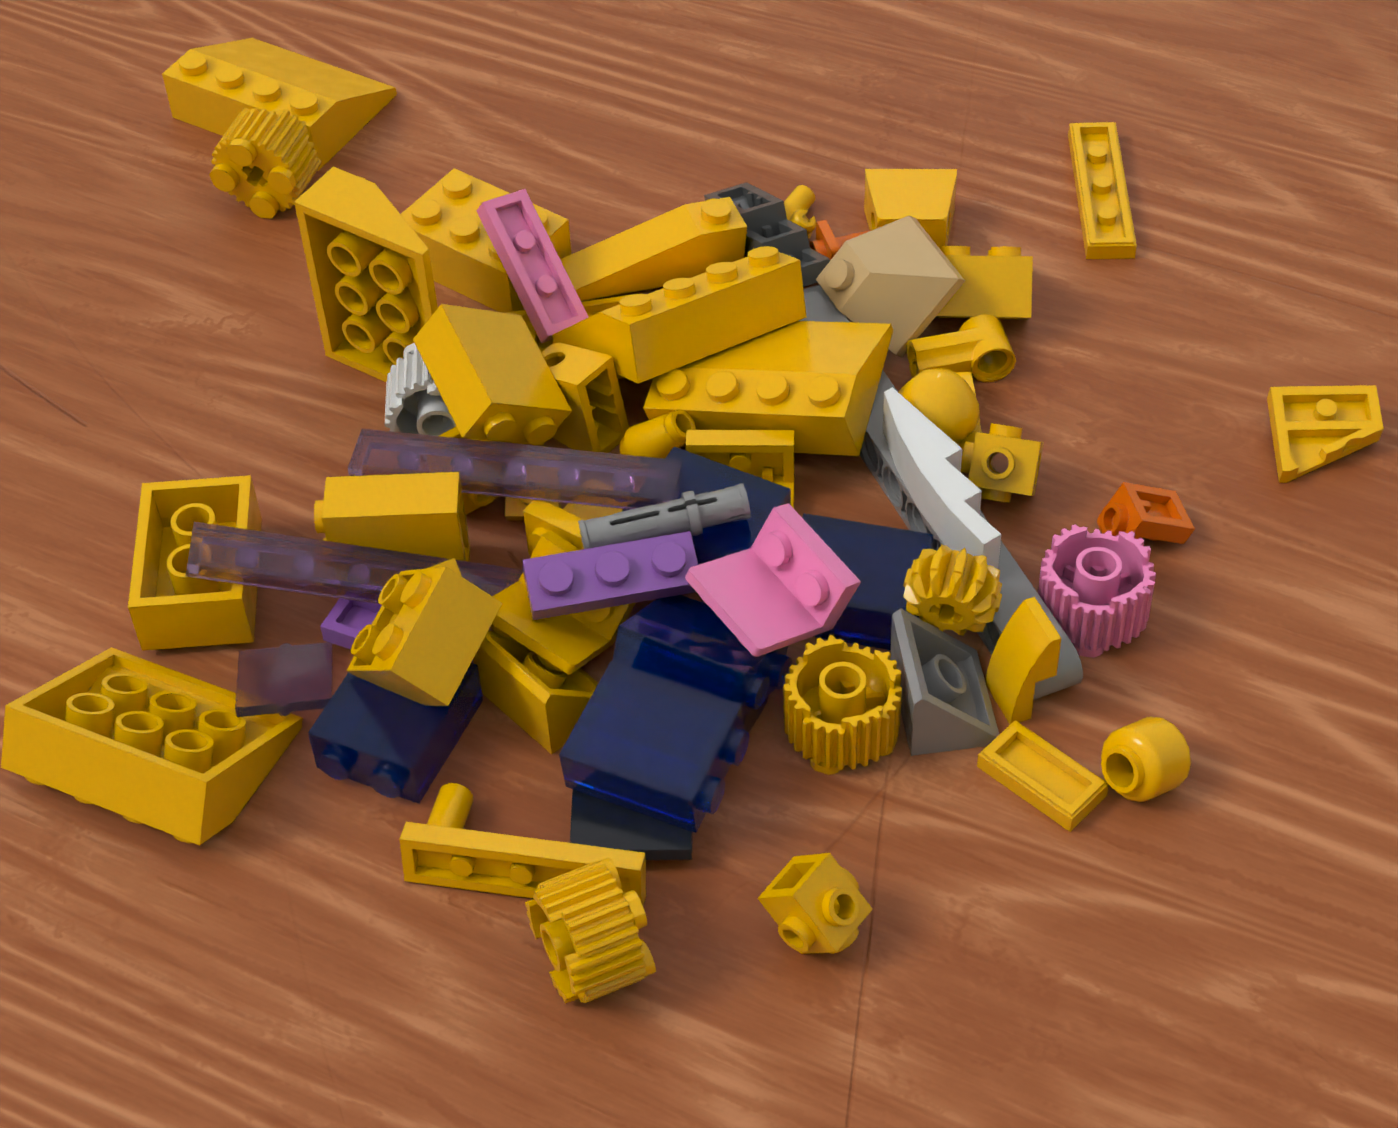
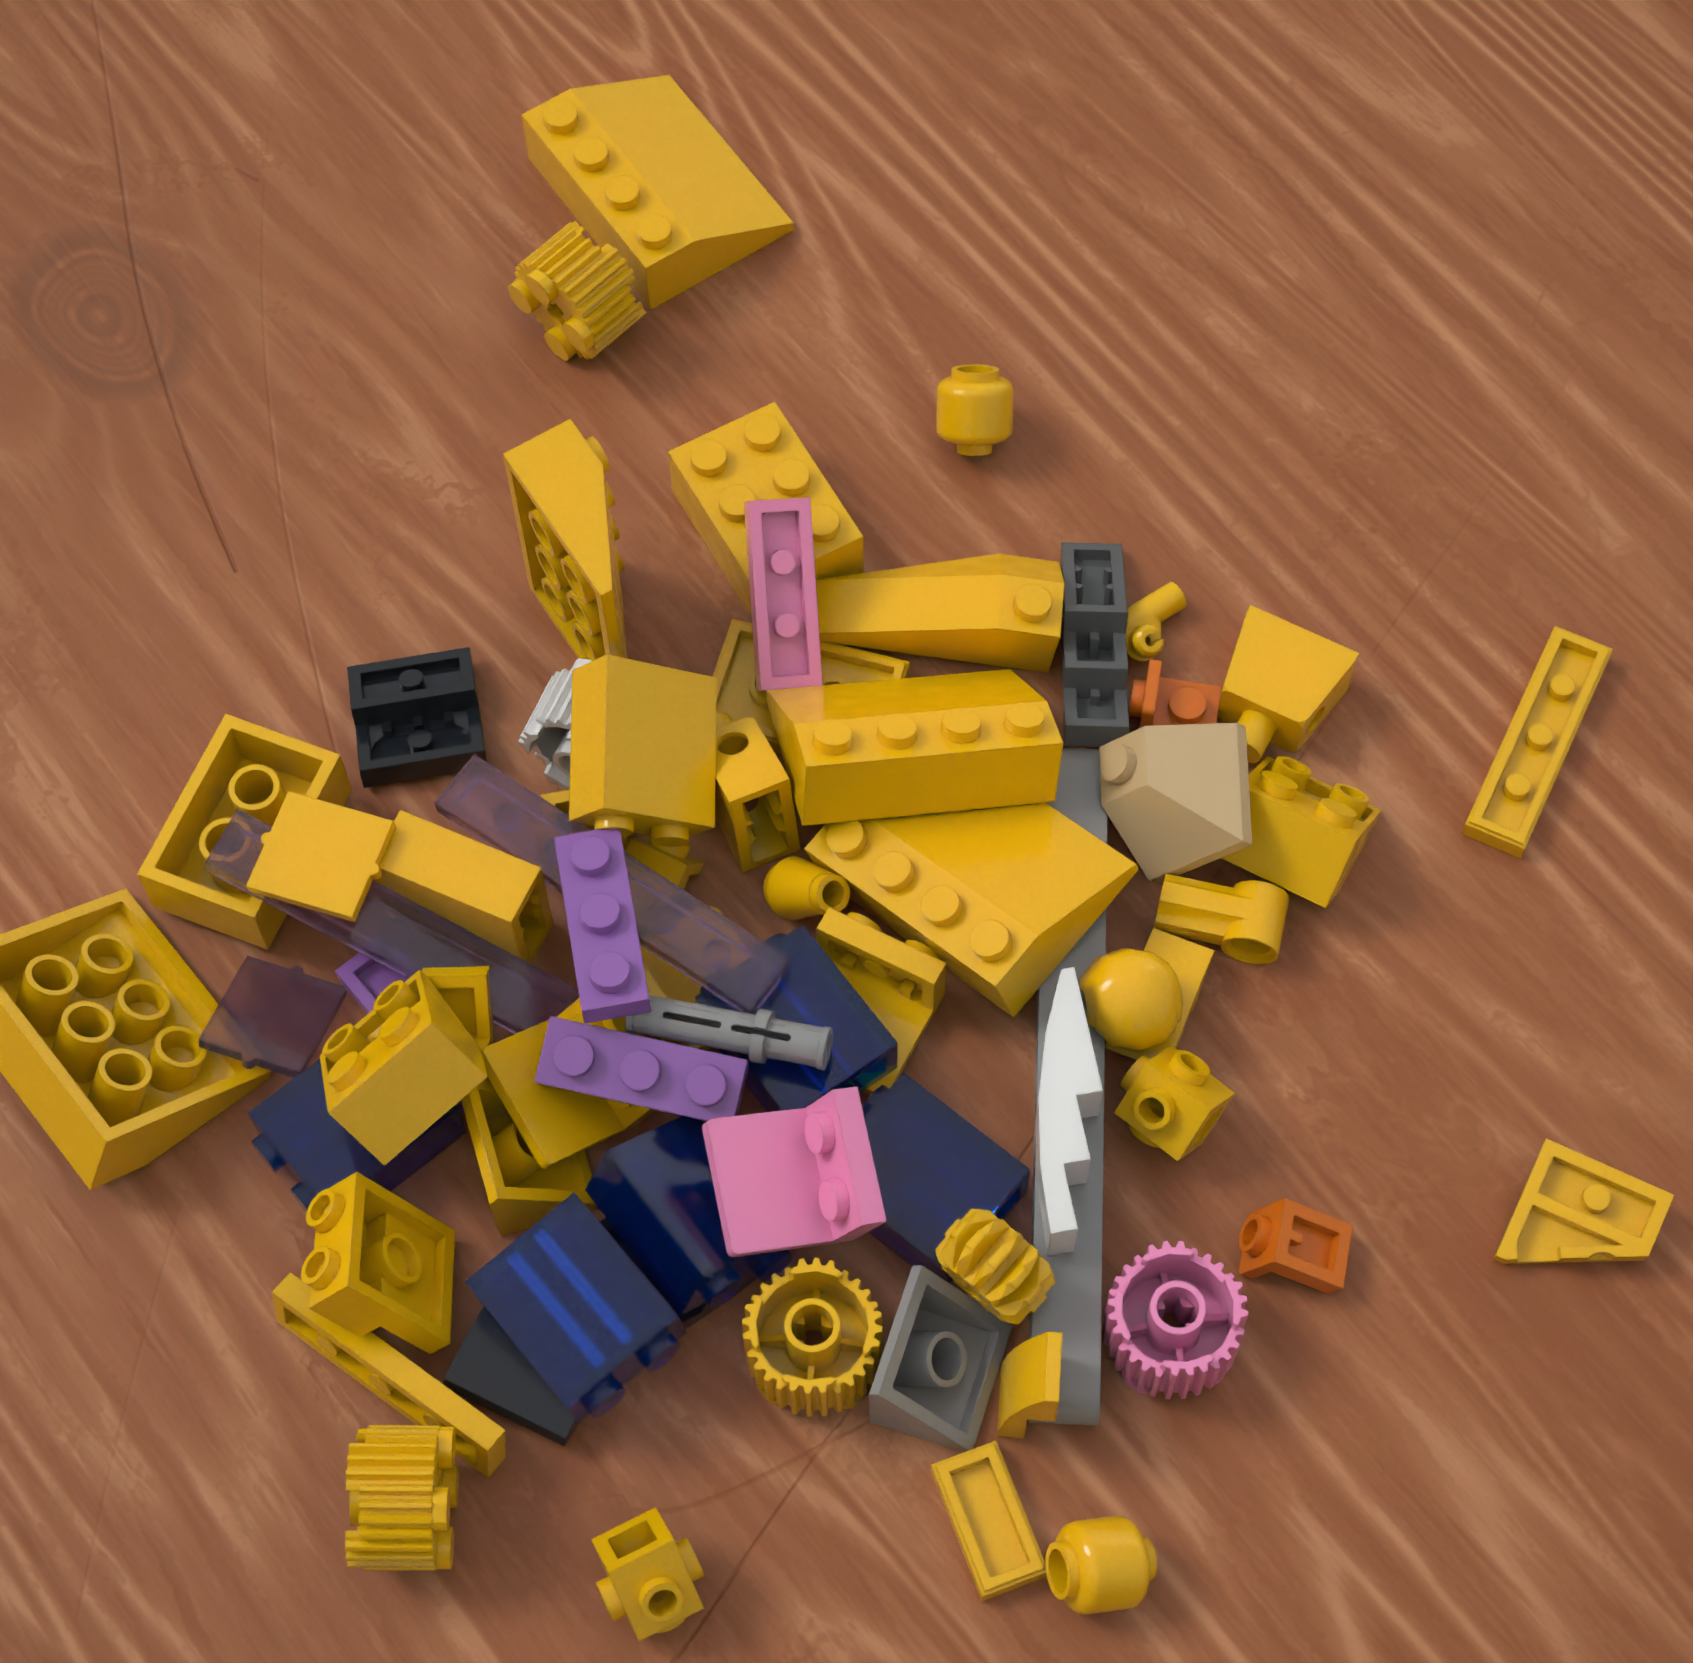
camera: 25 degrees right, 15 degrees up
(280, 526) = (321, 856): none -> yellow piece
(286, 455) = (415, 716): none -> black slope
(475, 784) = (380, 1264): none -> yellow plate
(530, 485) = (602, 925): none -> medium lavender plate
(597, 134) = (974, 409): none -> yellow head

